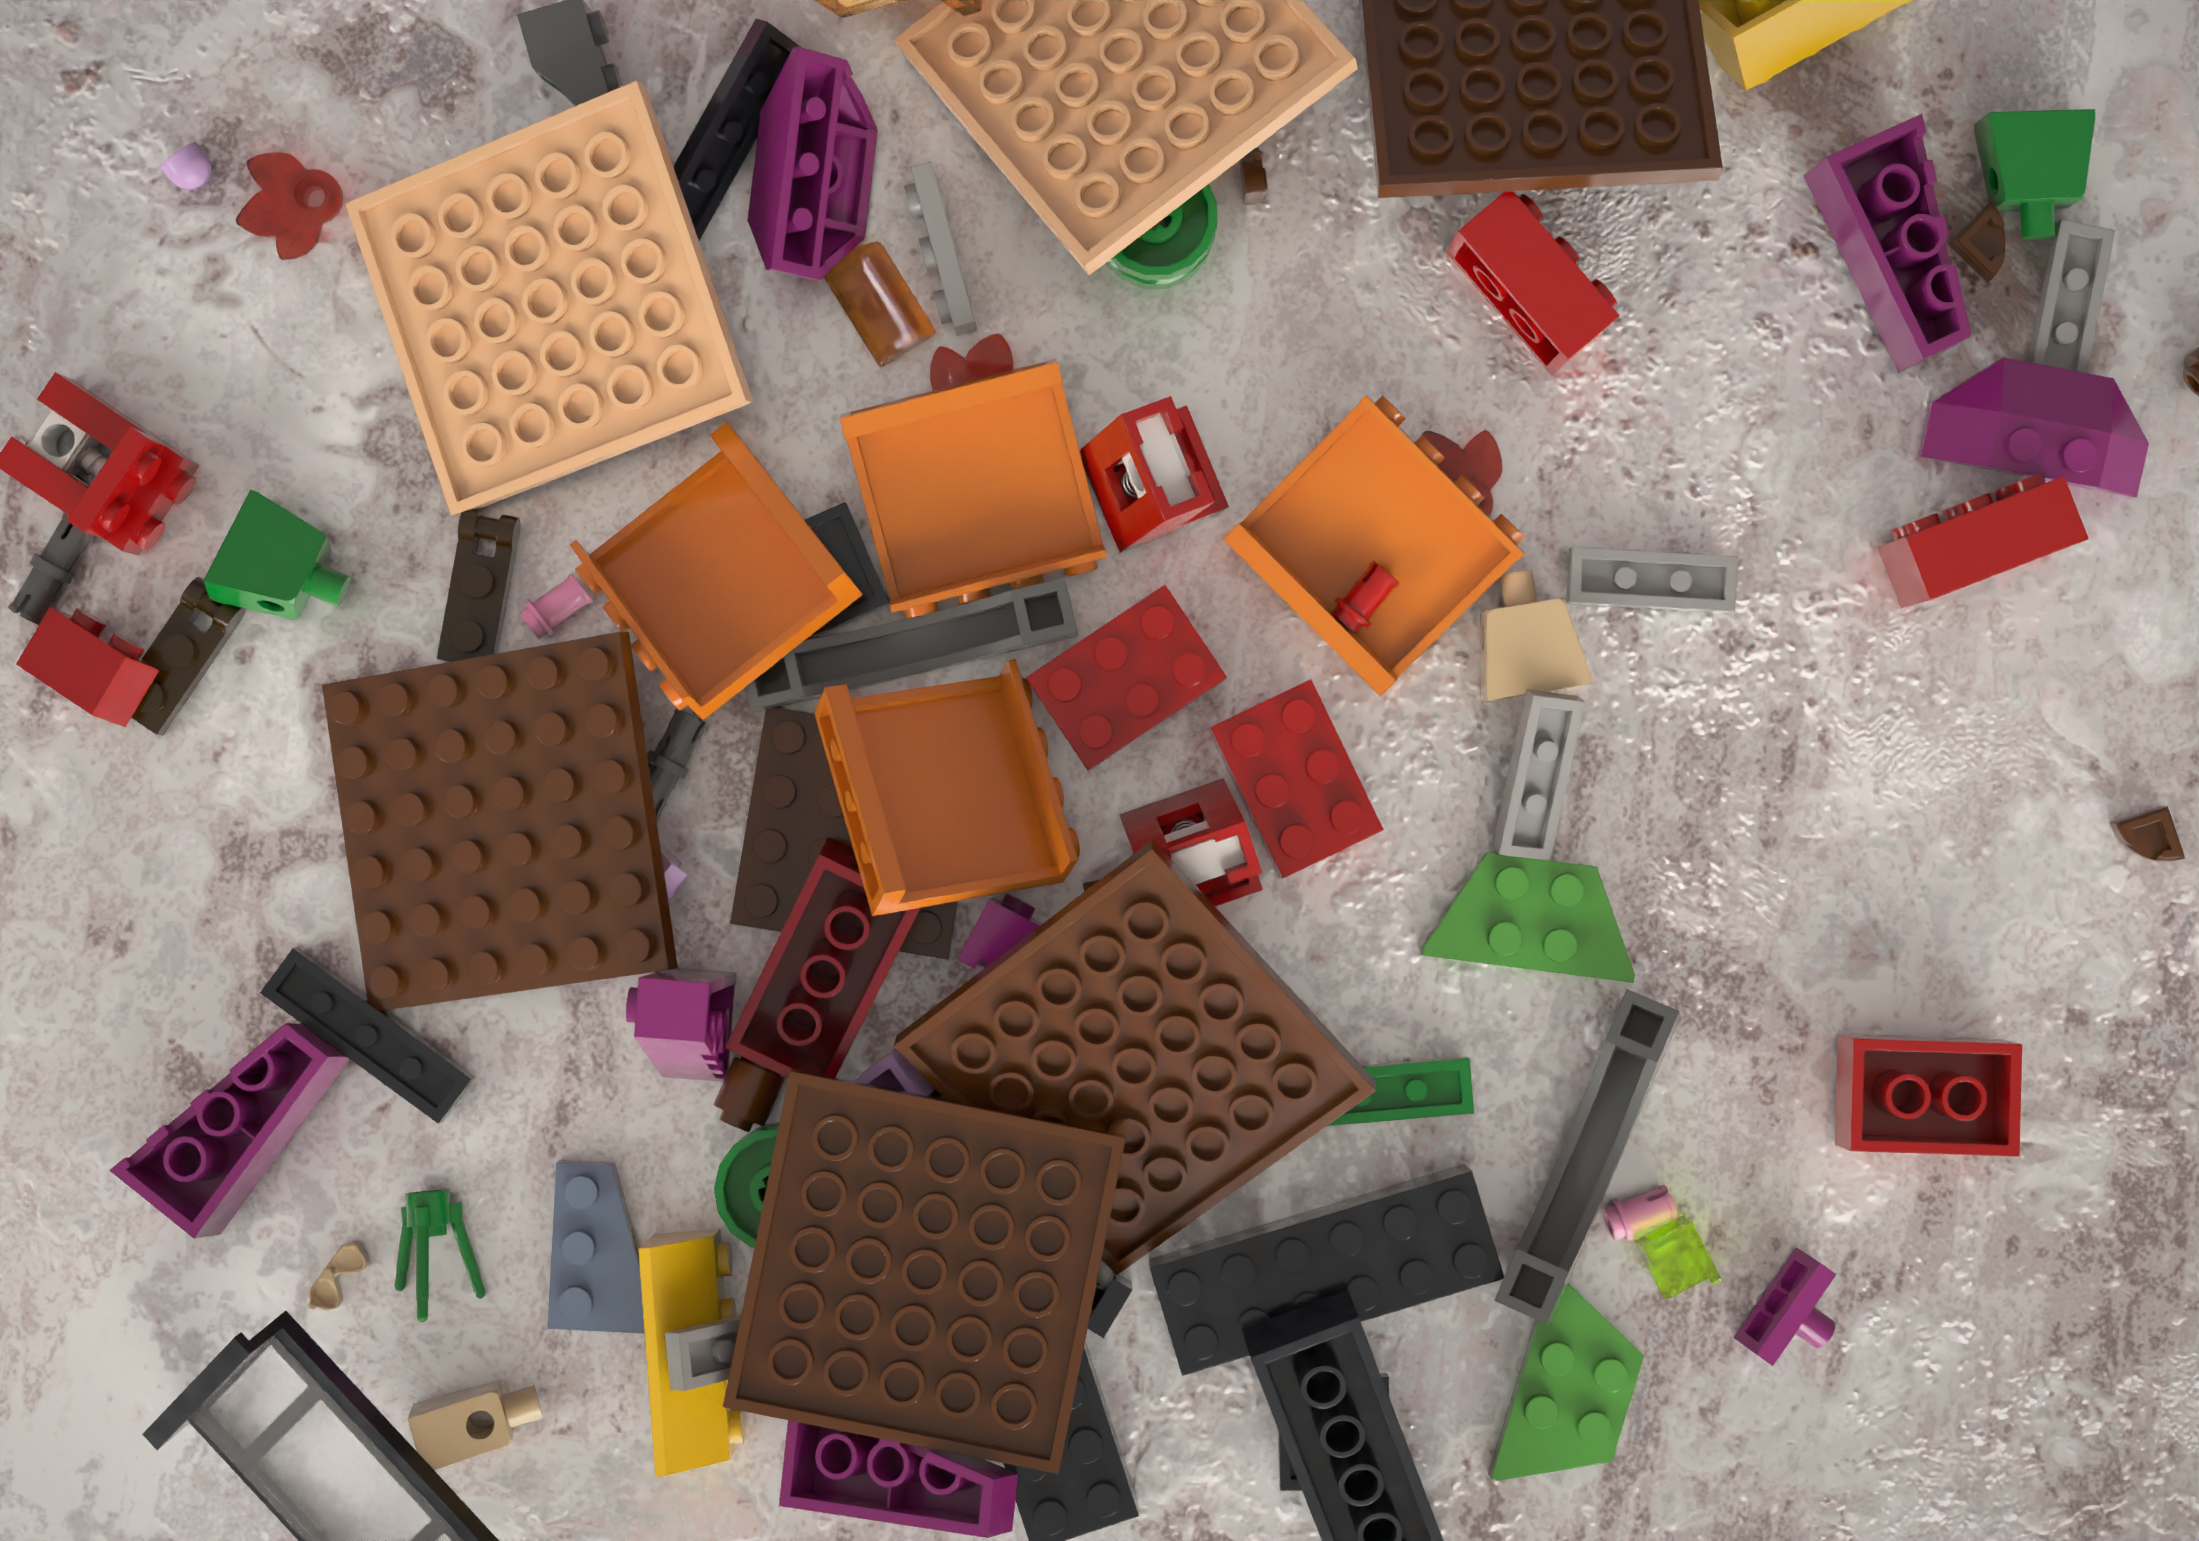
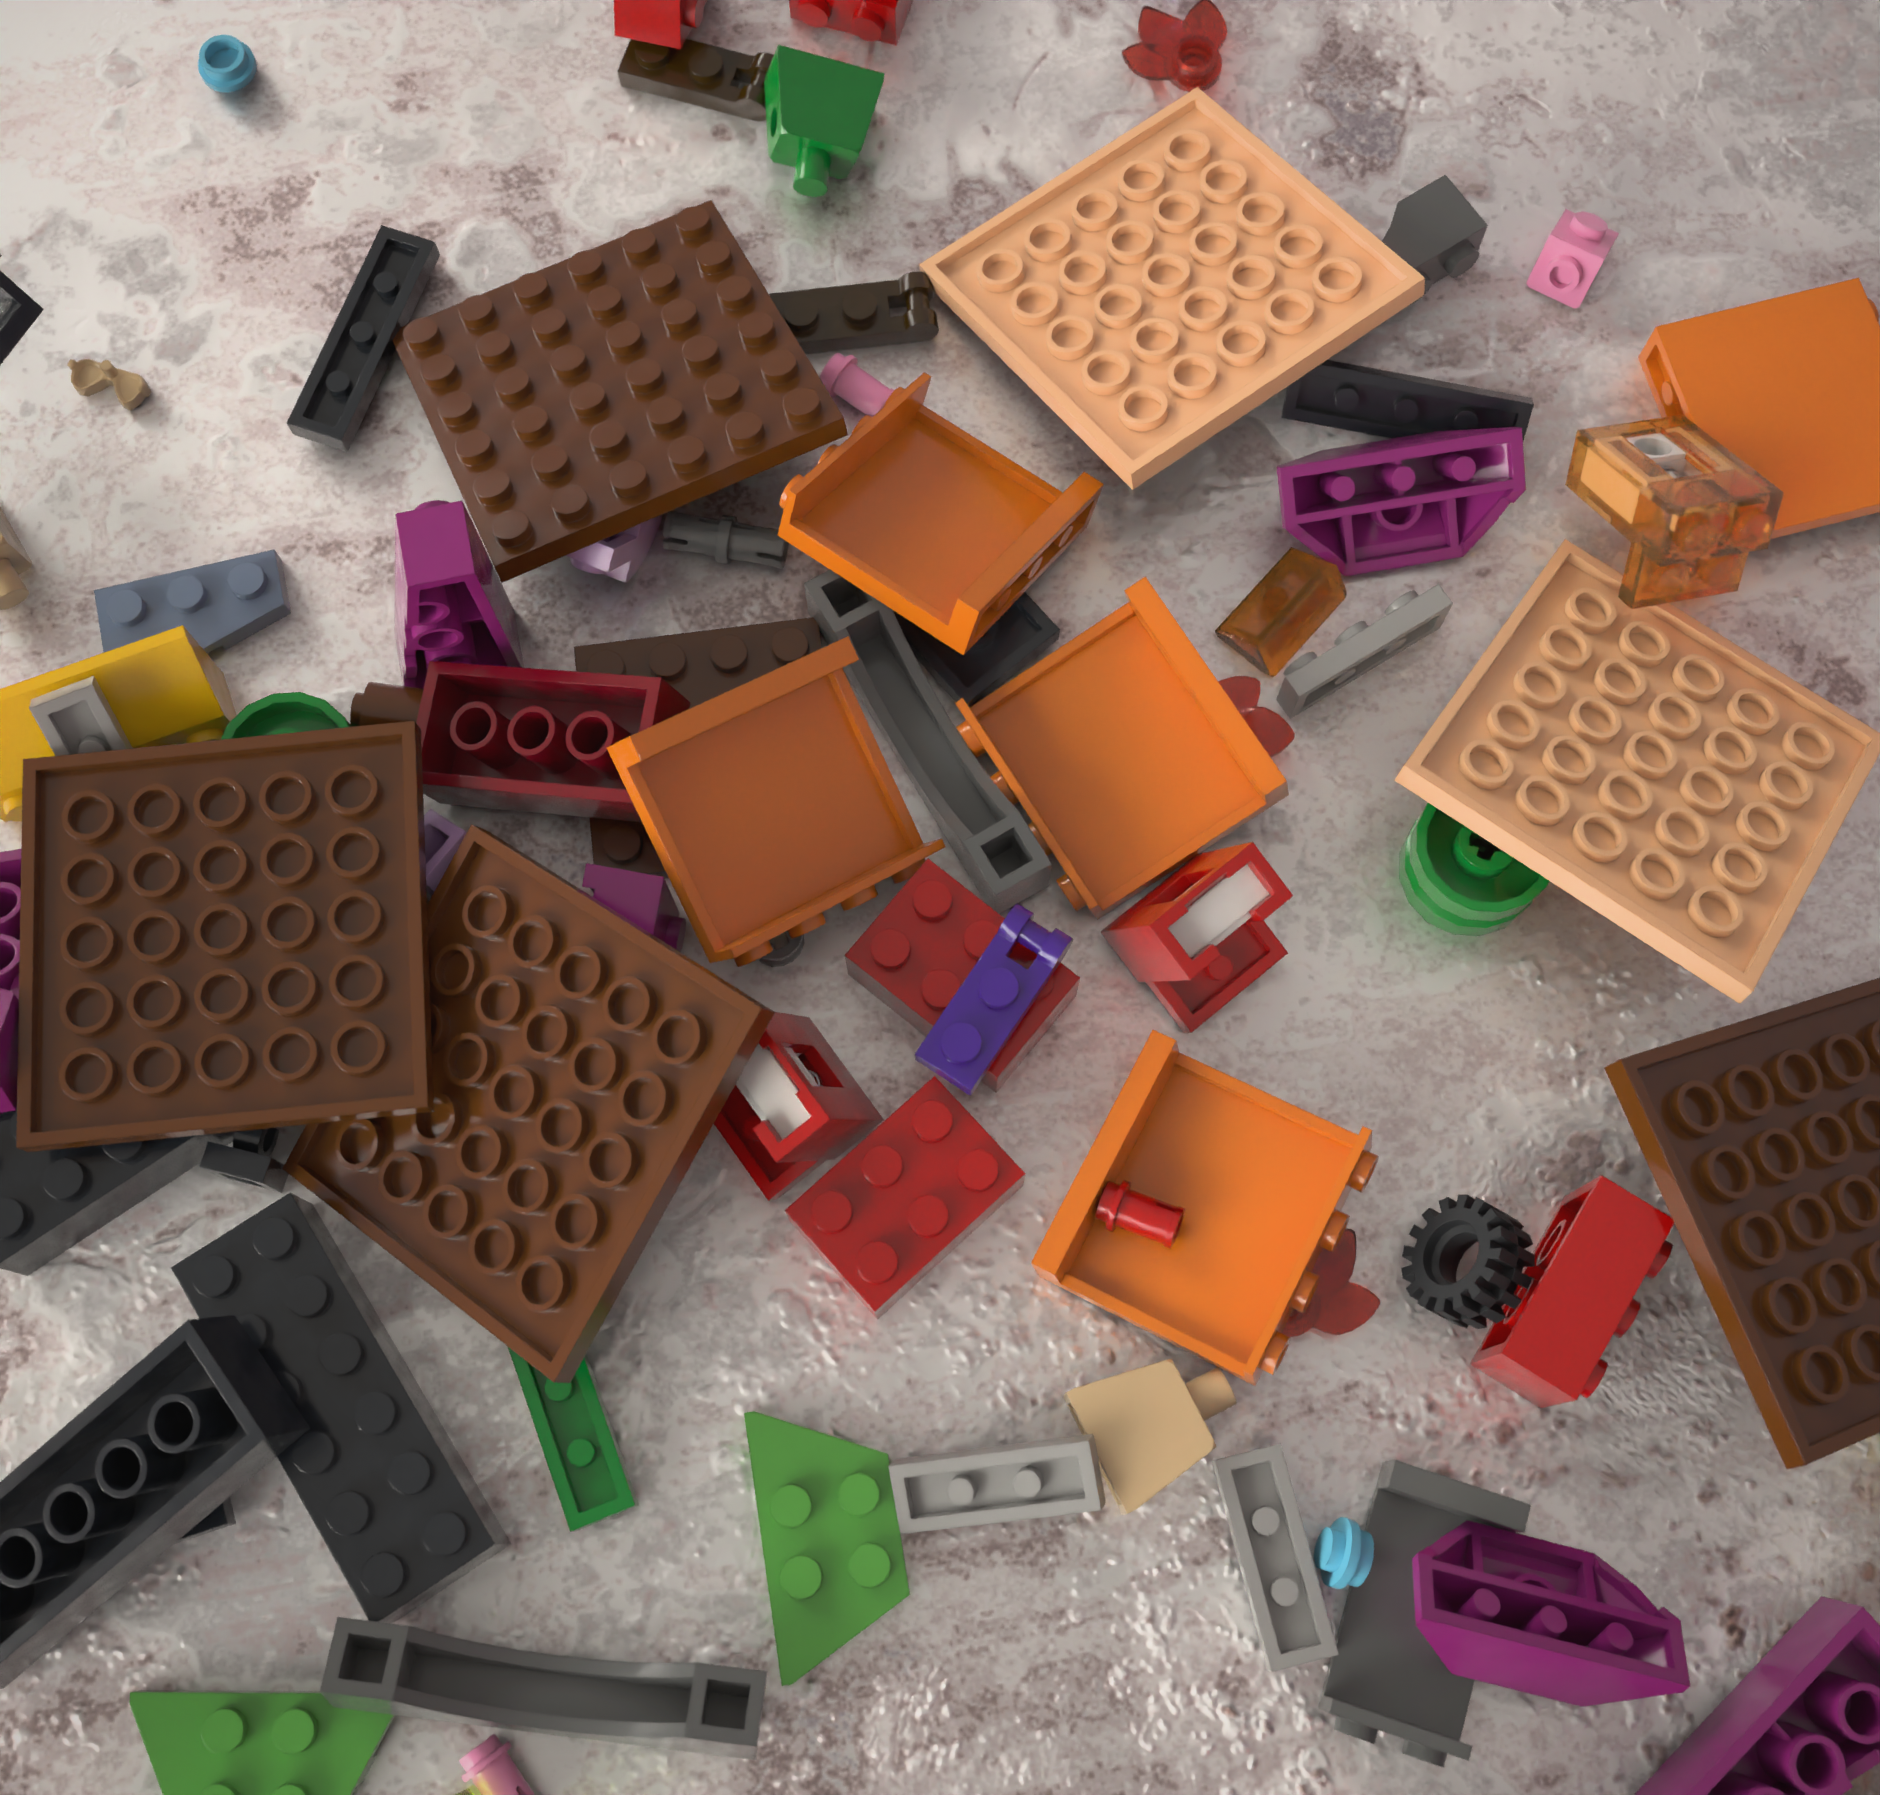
camera: 75 degrees right, 15 degrees down
(32, 1098) = (226, 64): none -> medium azure plate
(232, 1134) = (228, 237): magenta wedge -> none
(426, 1217) = (186, 442): green plant -> none
(1168, 661) = (992, 1001): none -> dark purple plate
(1253, 177) = (1565, 951): reddish brown tile -> none
(1496, 334) = (1493, 1275): none -> black tyre
(1666, 526) = (1344, 1554): none -> medium azure plate
(1723, 483) = (1385, 1665): none -> dark grey panel
(1758, 394) = (1543, 1619): none -> magenta wedge

